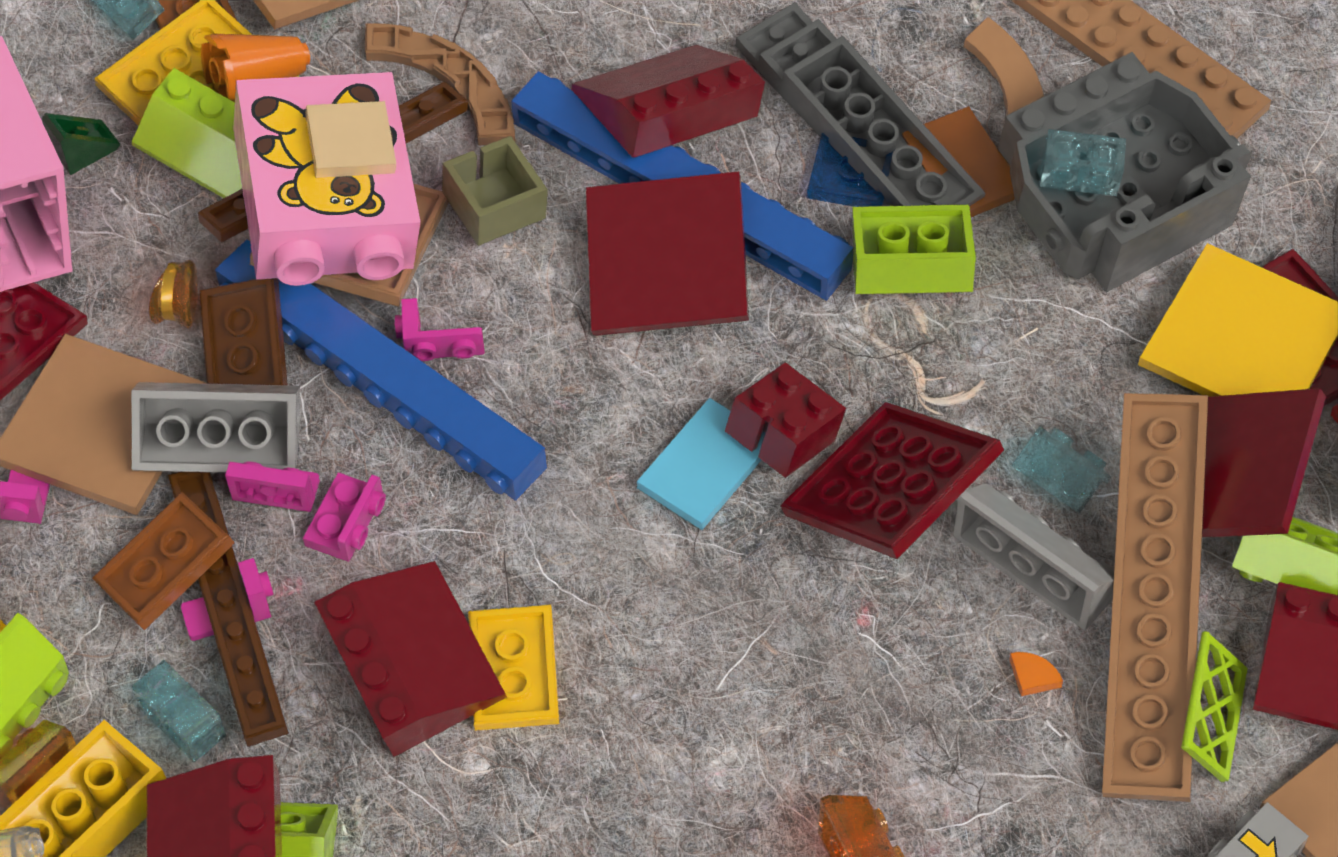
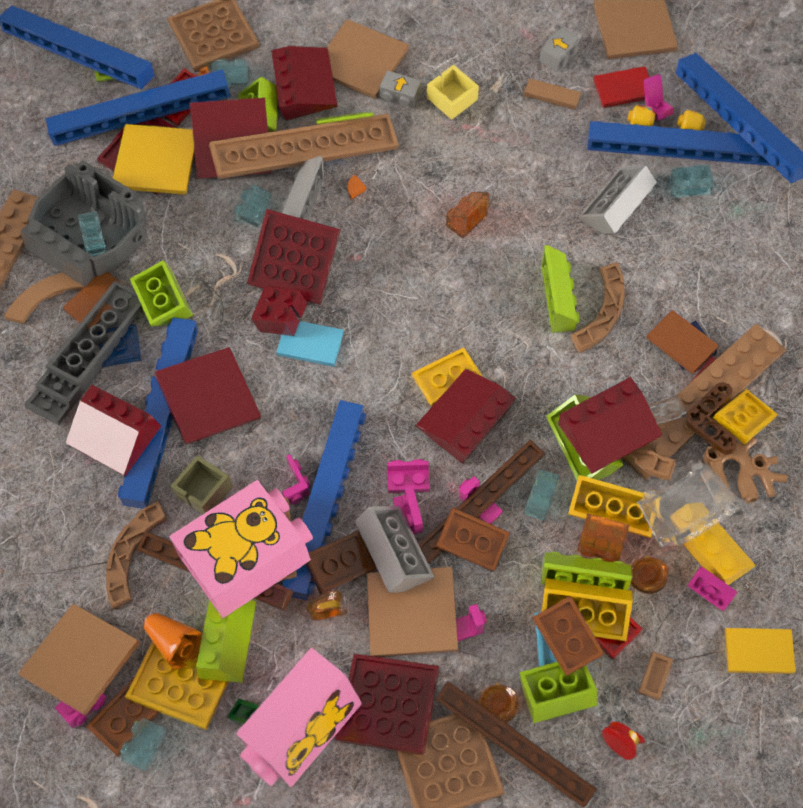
camera: 115 degrees left, 5 degrees up
(350, 139) = (225, 528): tan tile -> none

